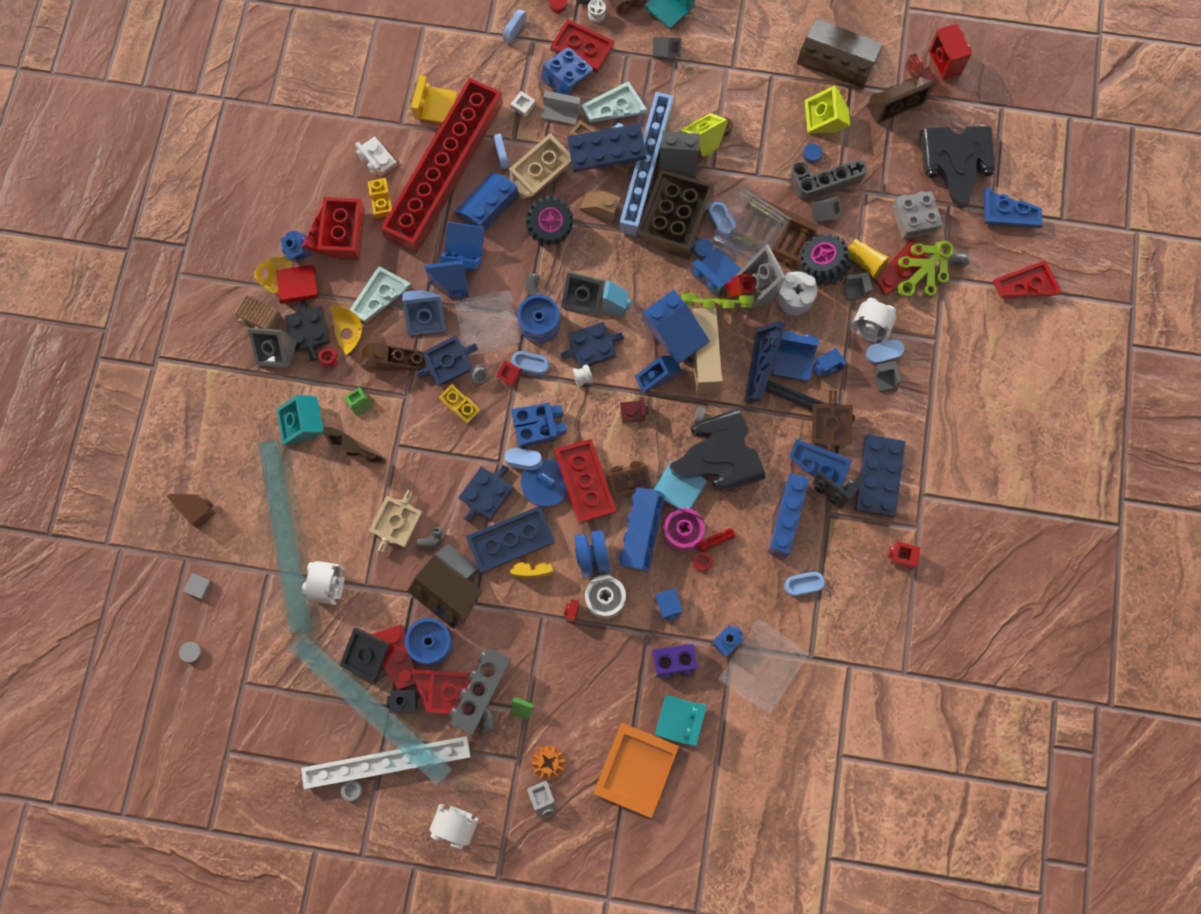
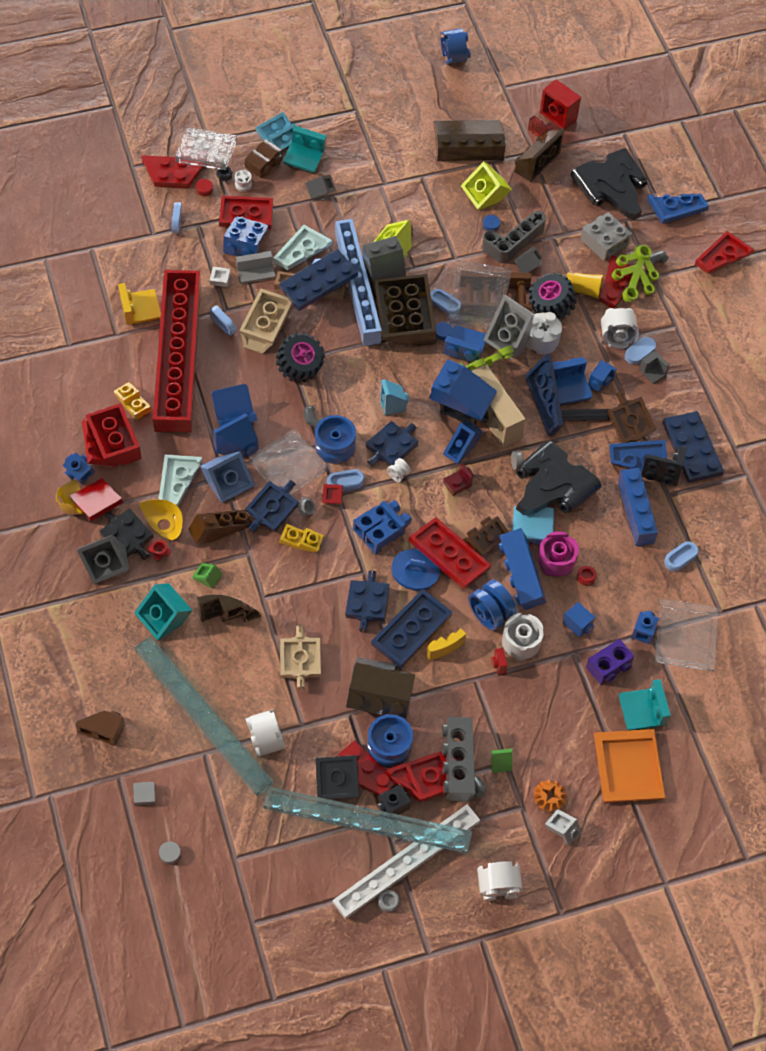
camera: 30 degrees left, 15 degrees down
(257, 314) = (70, 538): medium nougat brick -> none
(376, 156) = (109, 369): white bracket -> none
(433, 541) = (342, 659): dark grey arm -> none
(488, 201) = (233, 363): blue slope -> none
(523, 459) = (386, 557): light blue tile -> none
(583, 293) = (361, 403): dark grey slope -> none
(601, 205) = (336, 329): medium nougat slope -> none
(716, 540) = (588, 552): red axle -> none
(740, 285) = (494, 342): red brick -> none
(857, 286) = (589, 309): dark grey panel -> none
(910, 553) = (749, 497): red brick -> none

